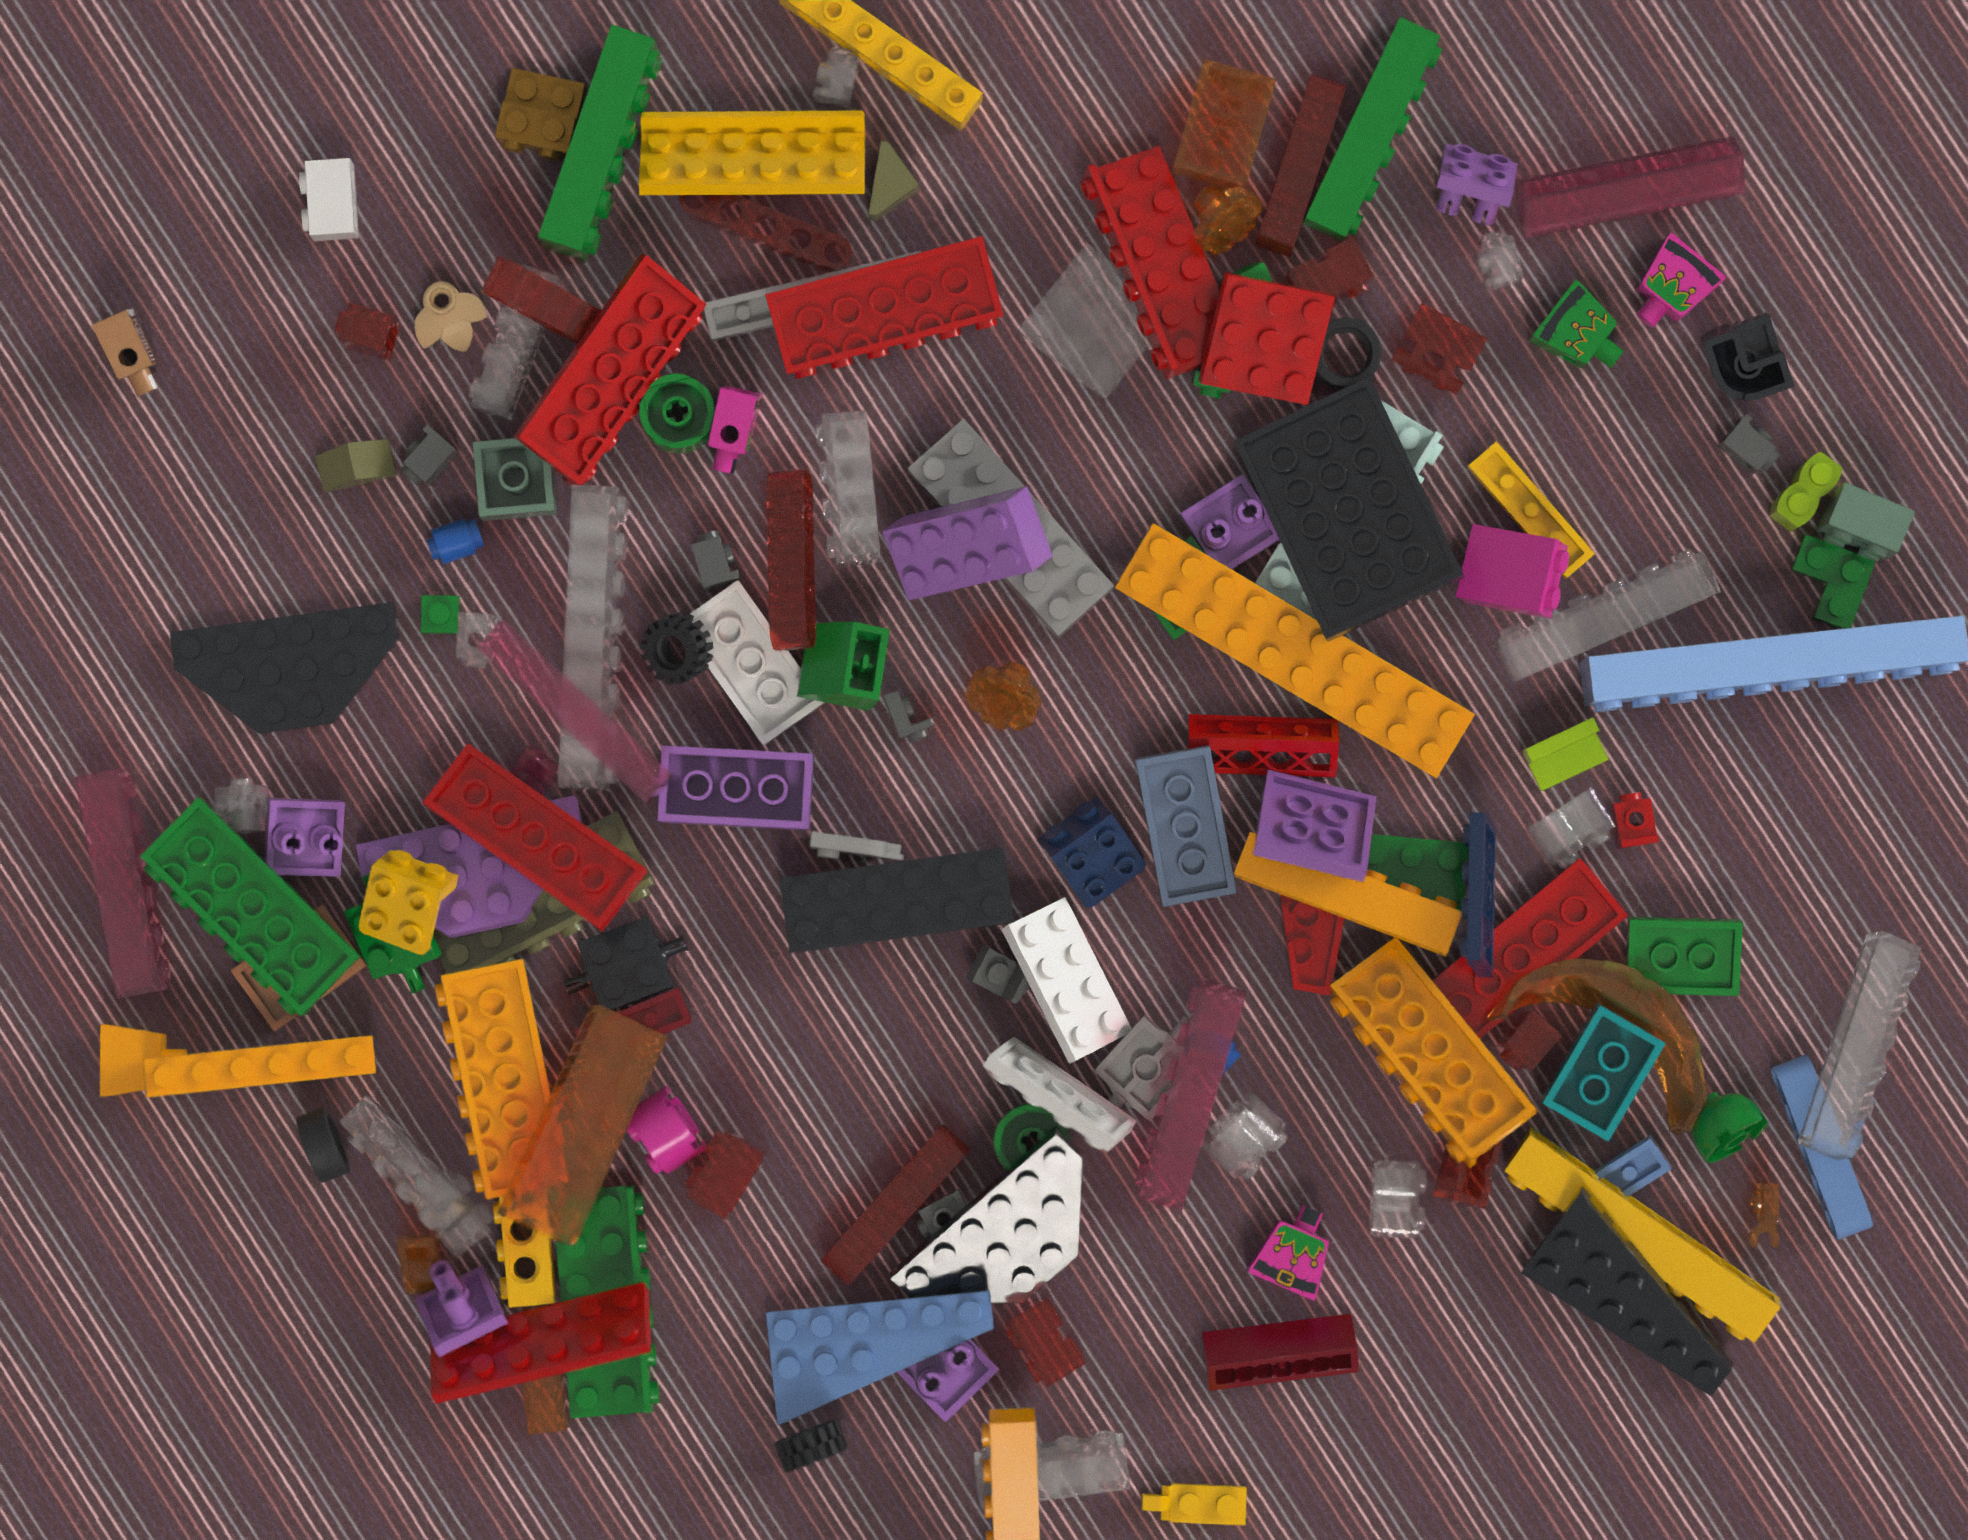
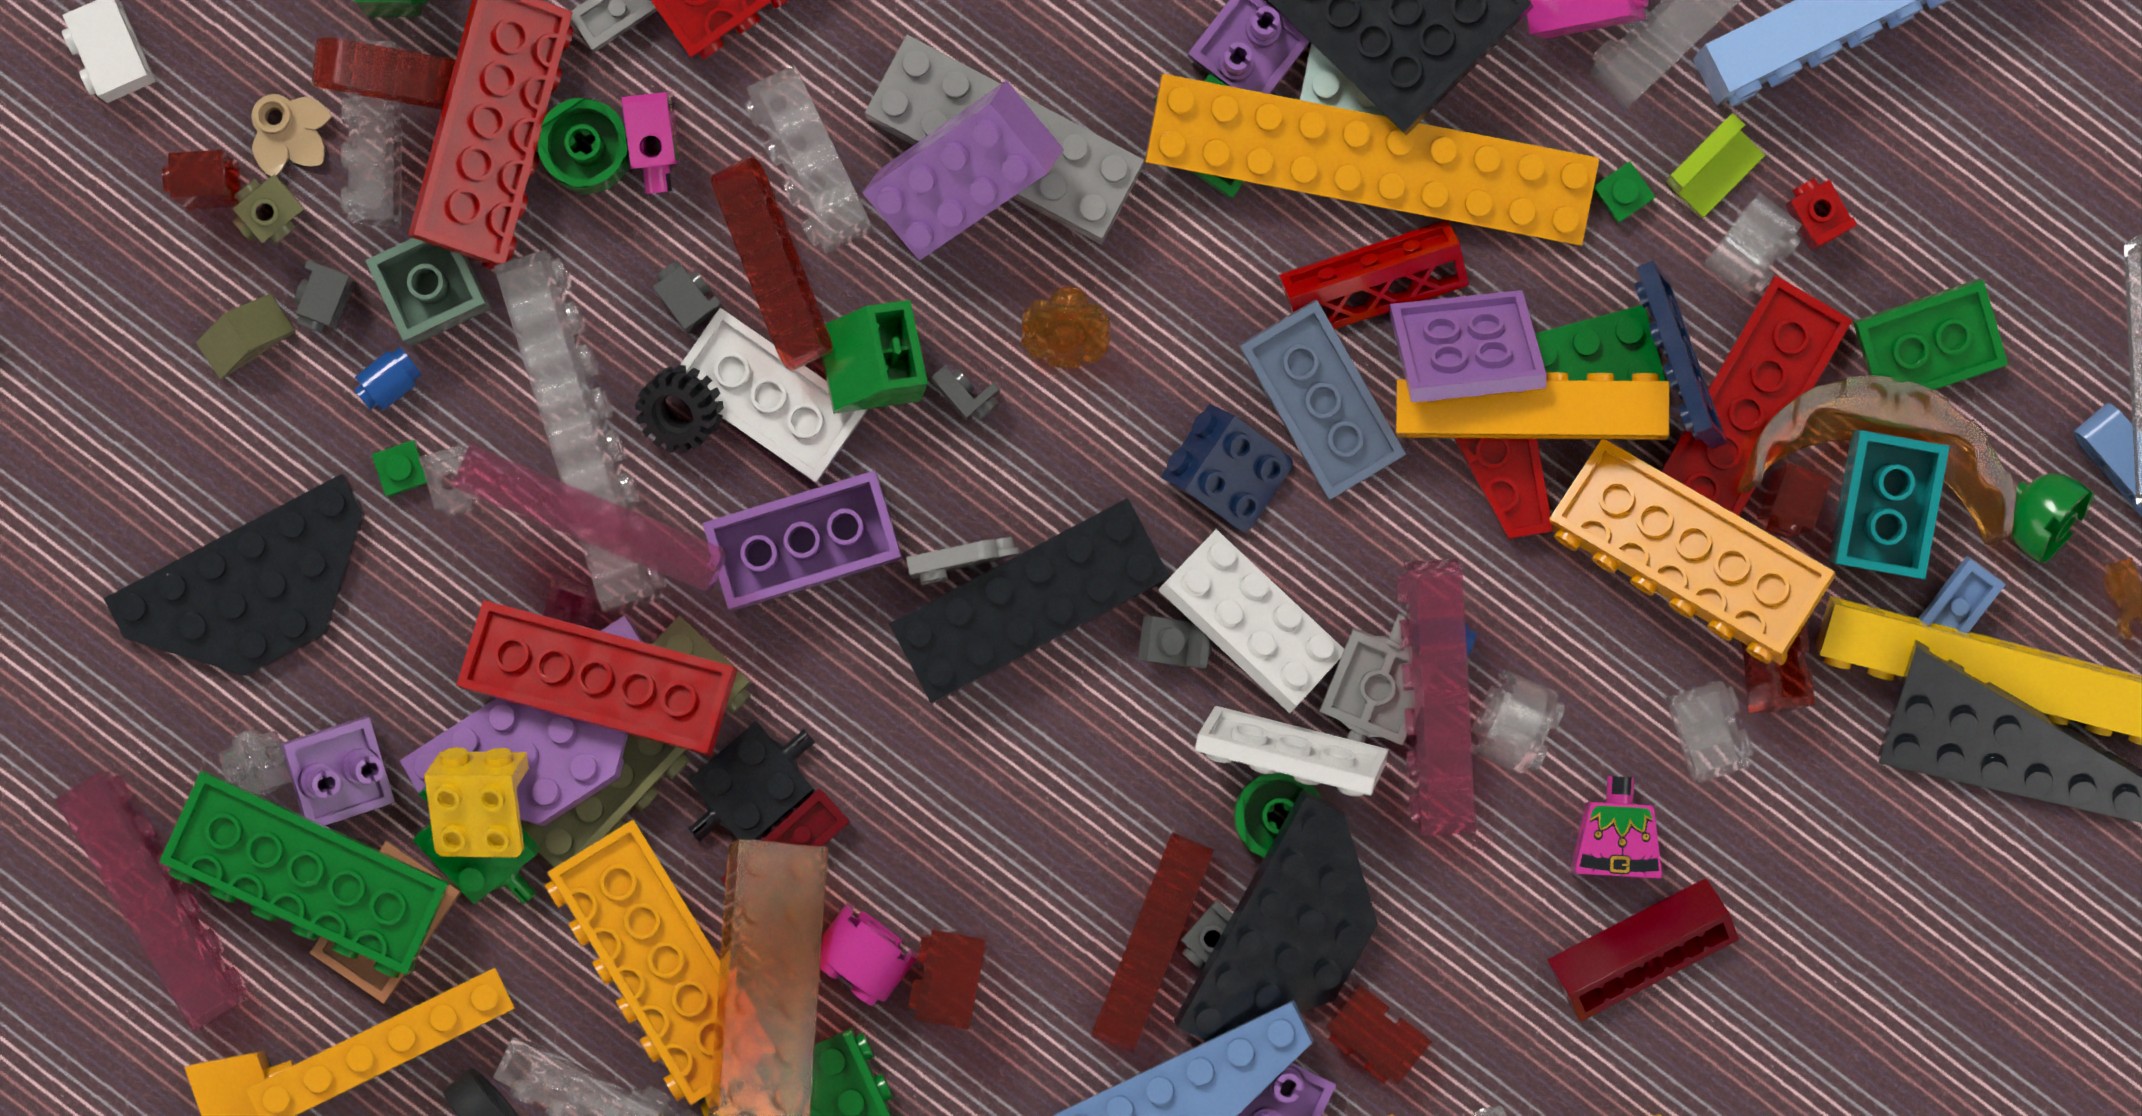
camera: 15 degrees left, 0 degrees up
(419, 362) = (273, 193): none -> olive brick
(1485, 748) = (1623, 192): none -> green plate

